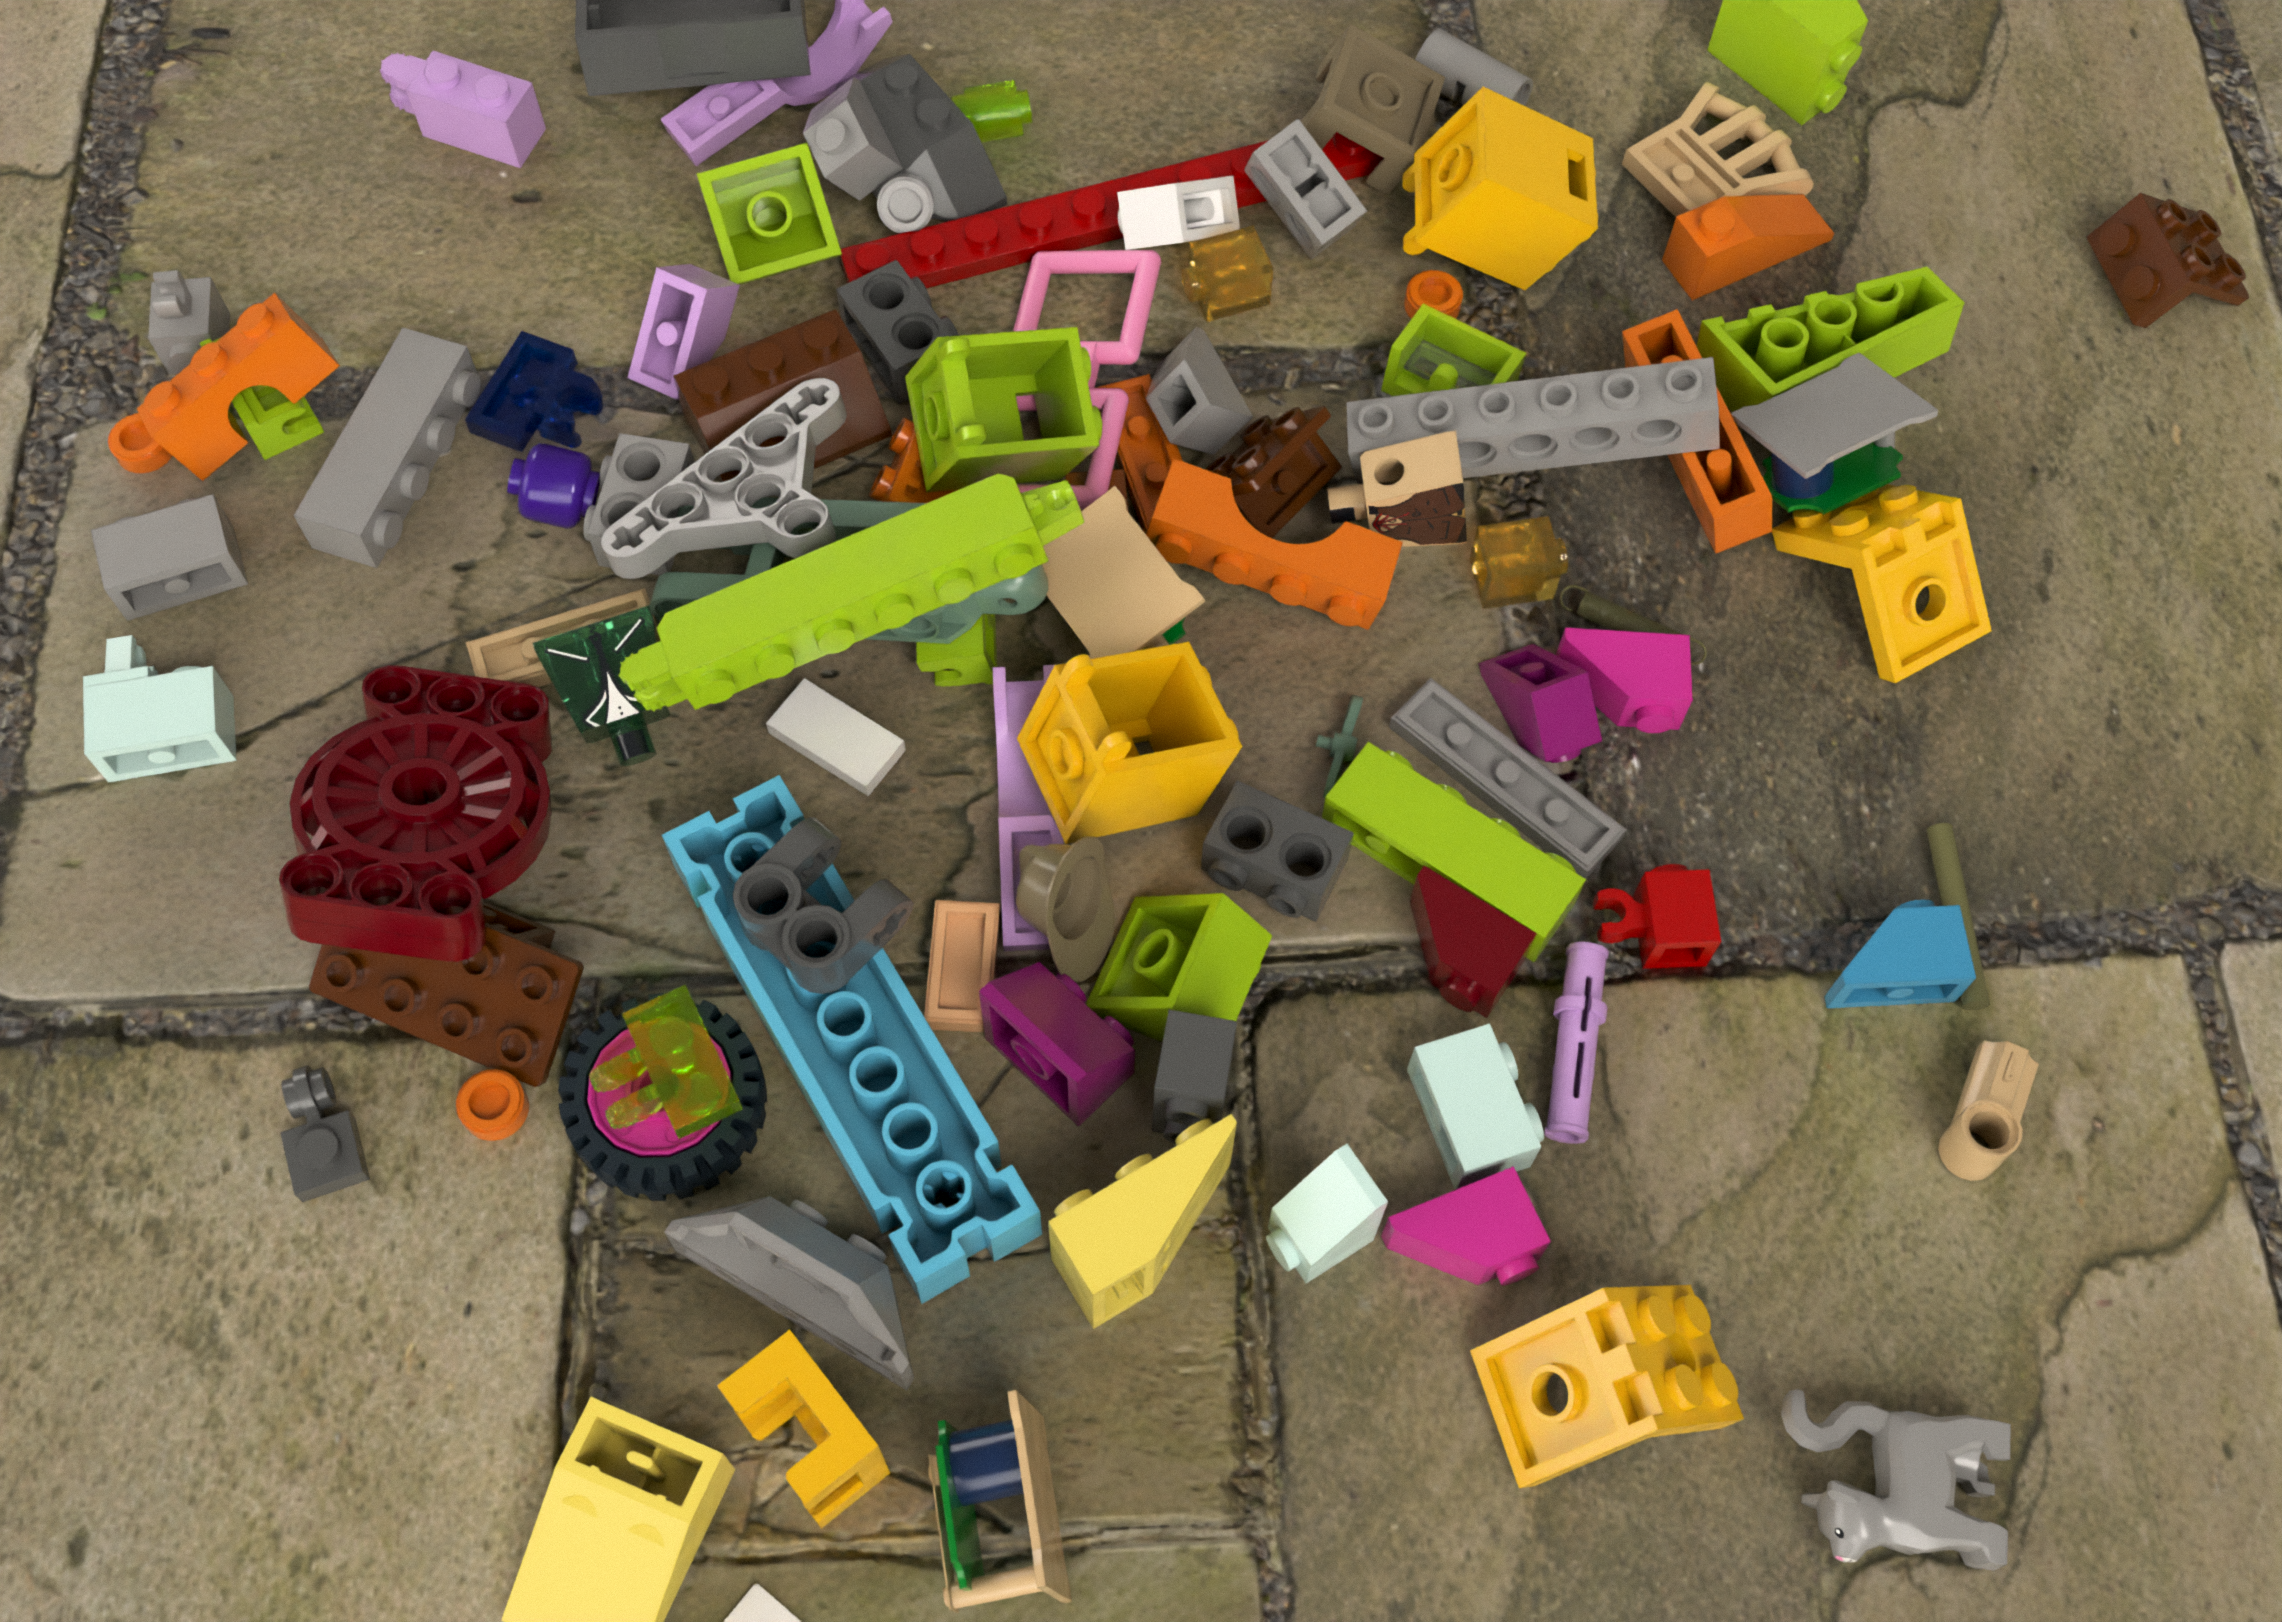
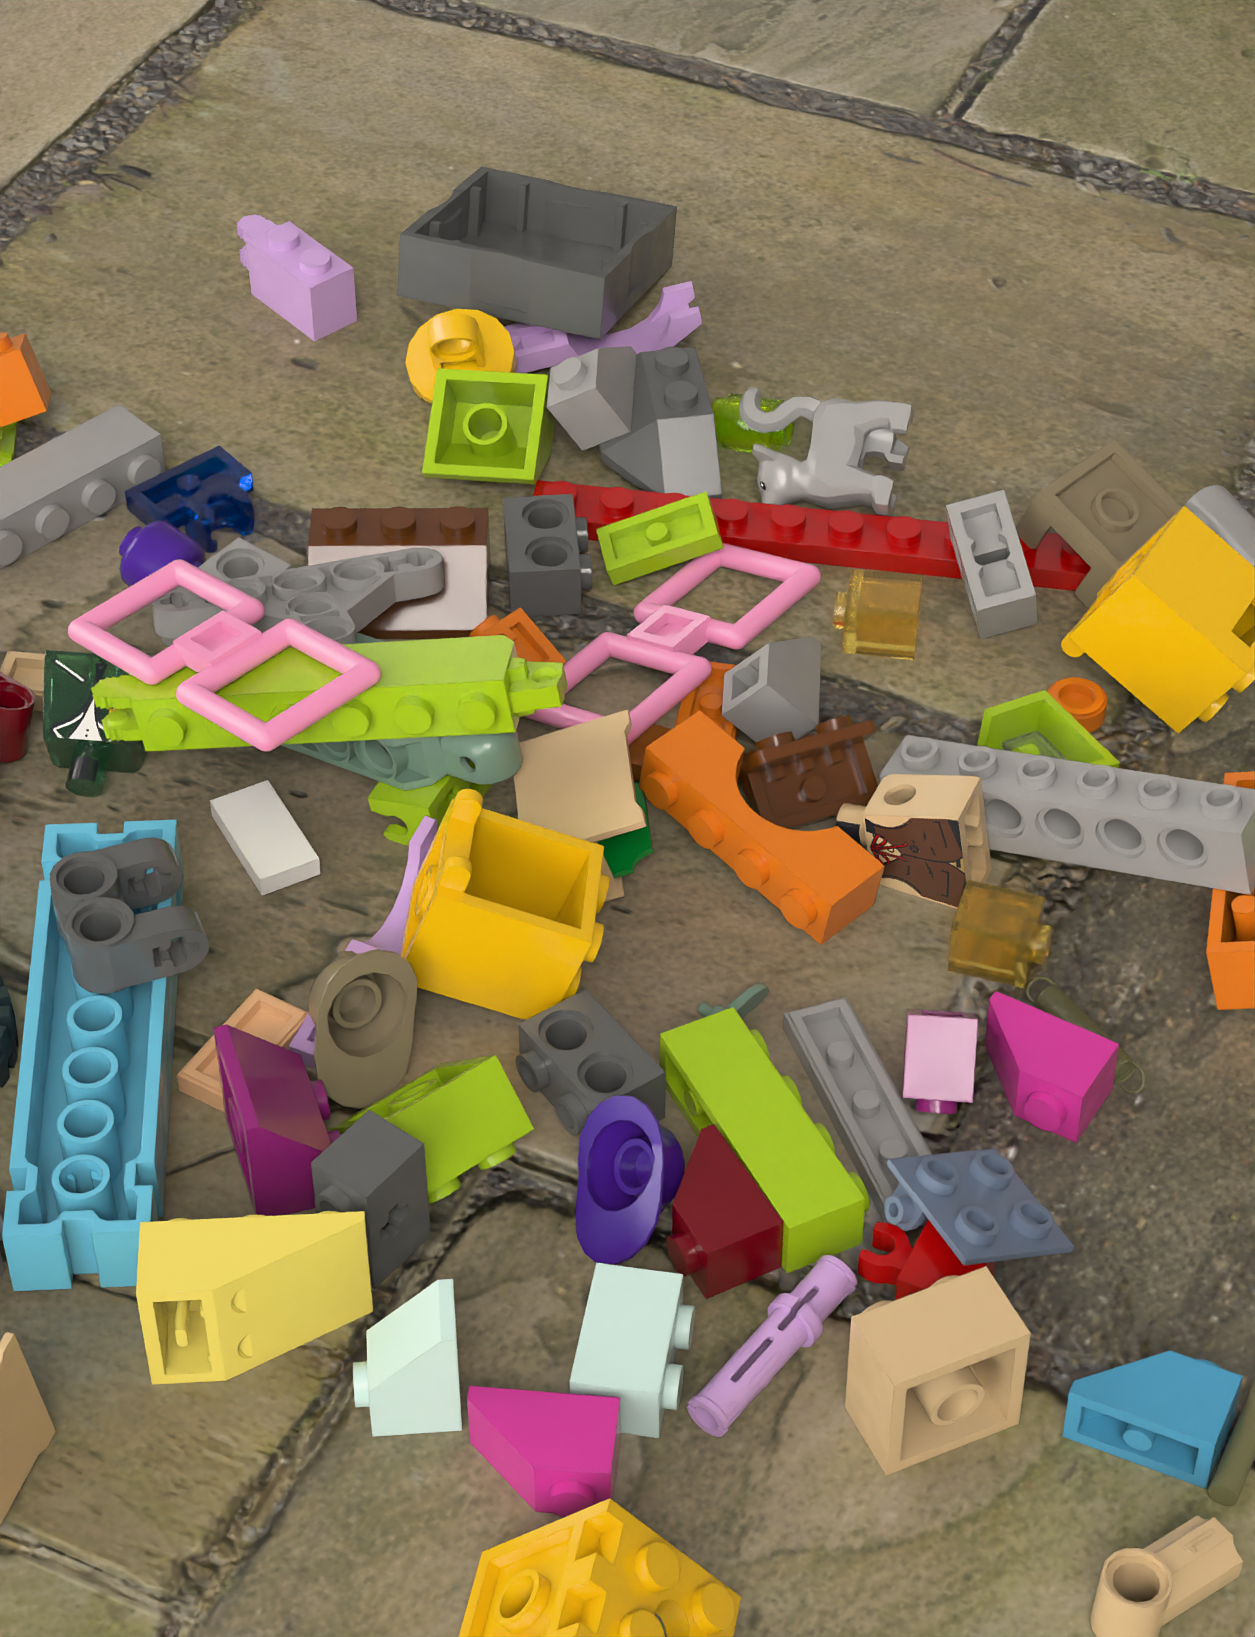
camera: 30 degrees right, 20 degrees down
(681, 324) = (360, 474): lavender slope -> none
(684, 136) = (458, 341): none -> yellow tile
(736, 593) = (223, 652): none -> bright pink bar
(905, 203) = (618, 461): light grey tile -> none
(970, 415) = (562, 599): lime container -> none
(993, 272) = (659, 538): none -> lime plate
(1094, 109) = (840, 442): none -> light grey animal
(1177, 212) = (852, 537): white slope -> none
(1375, 952) = (624, 1179): none -> dark purple piece
(1672, 844) = (974, 1206): none -> sand blue hinge
(1733, 1011) = (936, 1369): none -> tan brick

